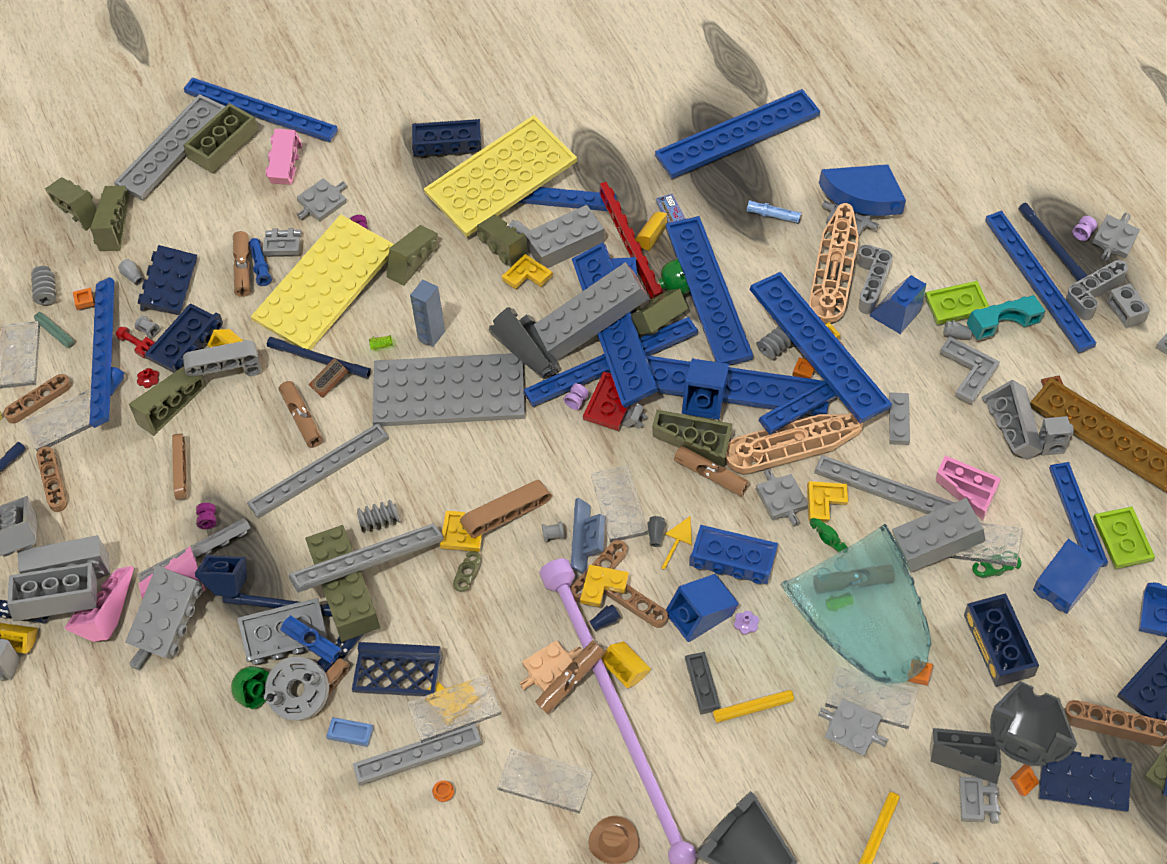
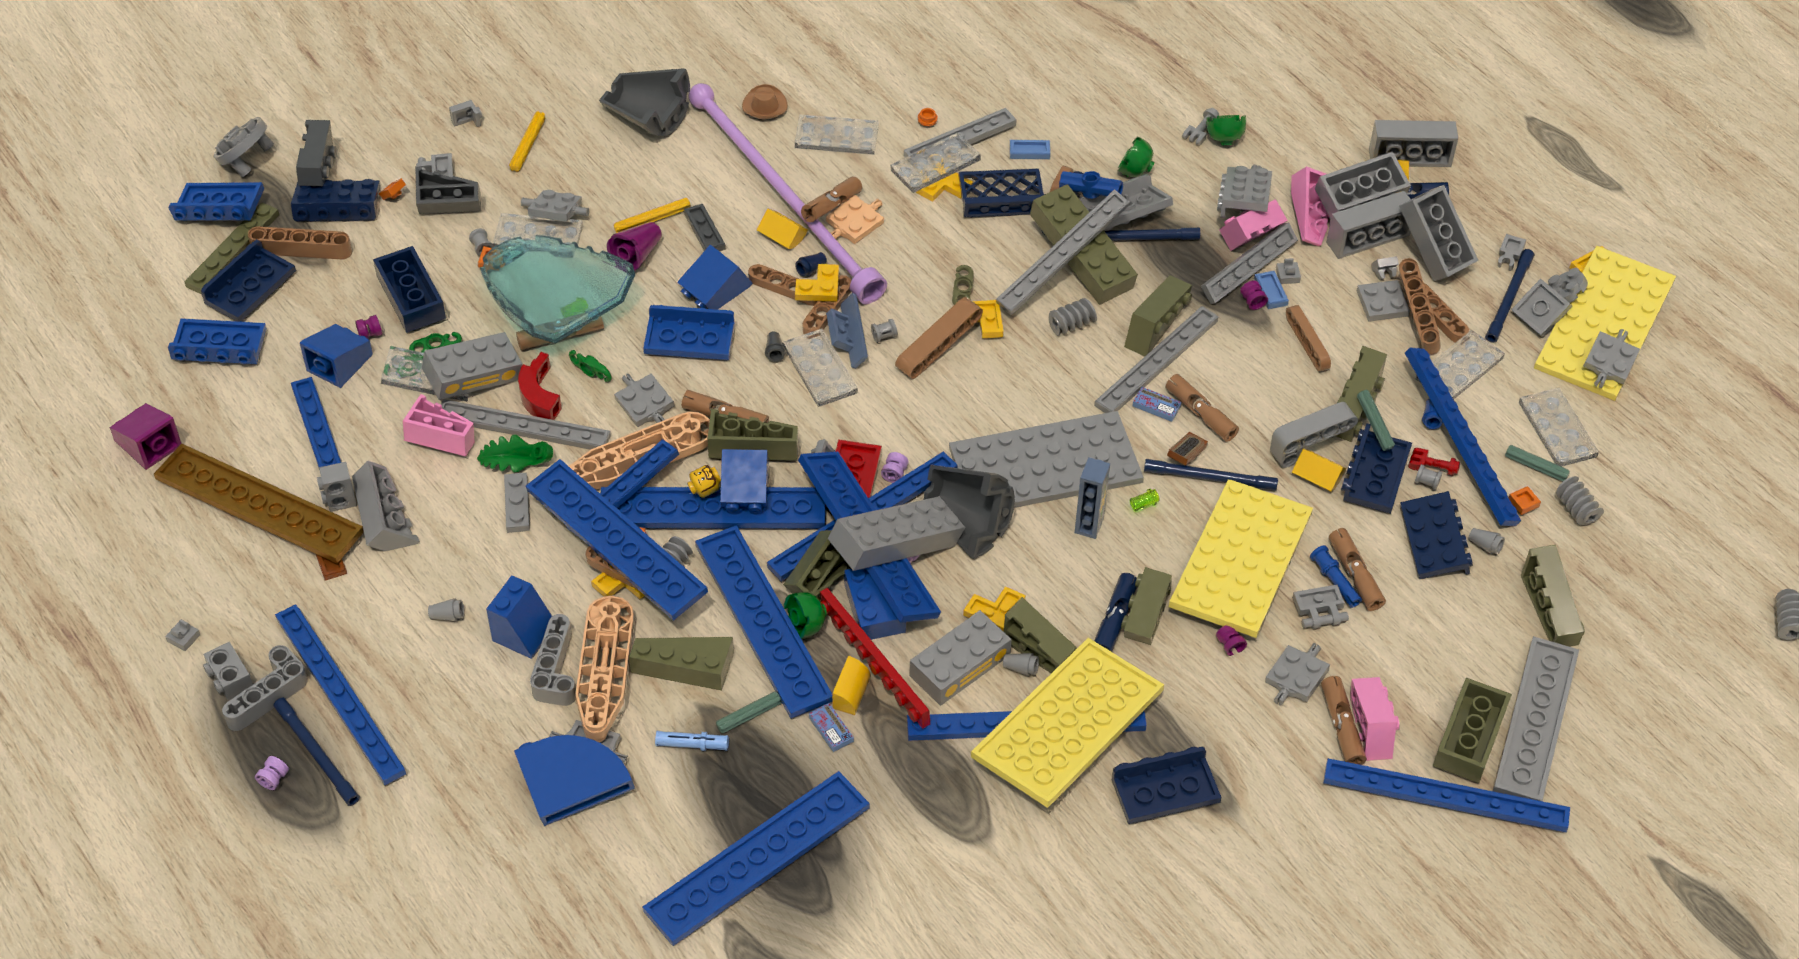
camera: 165 degrees right, 5 degrees down
(35, 395) = (1506, 387): medium nougat beam -> none
(68, 473) = (1419, 314): none -> medium nougat beam
(72, 529) = (1388, 264): none -> light grey tile
(73, 200) = (1615, 612): olive wedge -> none
(93, 499) = (1383, 300): none -> light grey plate
(141, 711) = (1226, 128): none -> green cylinder
(148, 378) = (1398, 429): red plant -> none
(162, 541) = (1288, 272): none -> light grey tile
(166, 362) = (1376, 420): none -> sand green axle
(174, 721) = (1198, 131): none -> light grey hinge
(186, 527) = (1273, 289): none -> medium blue tile
(223, 574) = (1207, 232): dark blue slope -> none
(281, 695) = (1087, 157): light grey piece -> none
(299, 504) = (1157, 314): none -> olive wedge
(305, 162) = (1346, 729): none -> medium nougat piece
(336, 427) = (1157, 404): none -> medium blue tile
(434, 260) = (1111, 625): none -> dark blue piece
(680, 532) = (749, 357): yellow piece -> none
(730, 227) = (748, 712): none -> sand green axle
(739, 391) = (704, 481): none -> yellow head
(746, 622) = (667, 286): lavender plant -> none
(765, 260) = (684, 659): none -> olive wedge
(773, 659) = (635, 243): none -> magenta cone
(821, 495) = (601, 401): yellow plate -> none
(878, 505) = (533, 397): none -> red arch
(898, 453) = (515, 454): none -> green plant
(929, 695) = (479, 239): none -> light grey bush
(955, 301) = (446, 647): lime plate -> none
(963, 584) = (426, 341): none -> green piece
(980, 363) = (419, 571): light grey plate -> none
(1024, 311) = (363, 641): teal arch -> none
(1032, 727) = (380, 213): dark grey cone -> none
(1038, 608) = (373, 326): none -> magenta wheel
(1110, 822) = (317, 154): none -> dark grey wedge
(1116, 236) = (229, 774): light grey plate -> none
(1124, 537) = (270, 408): lime plate -> none

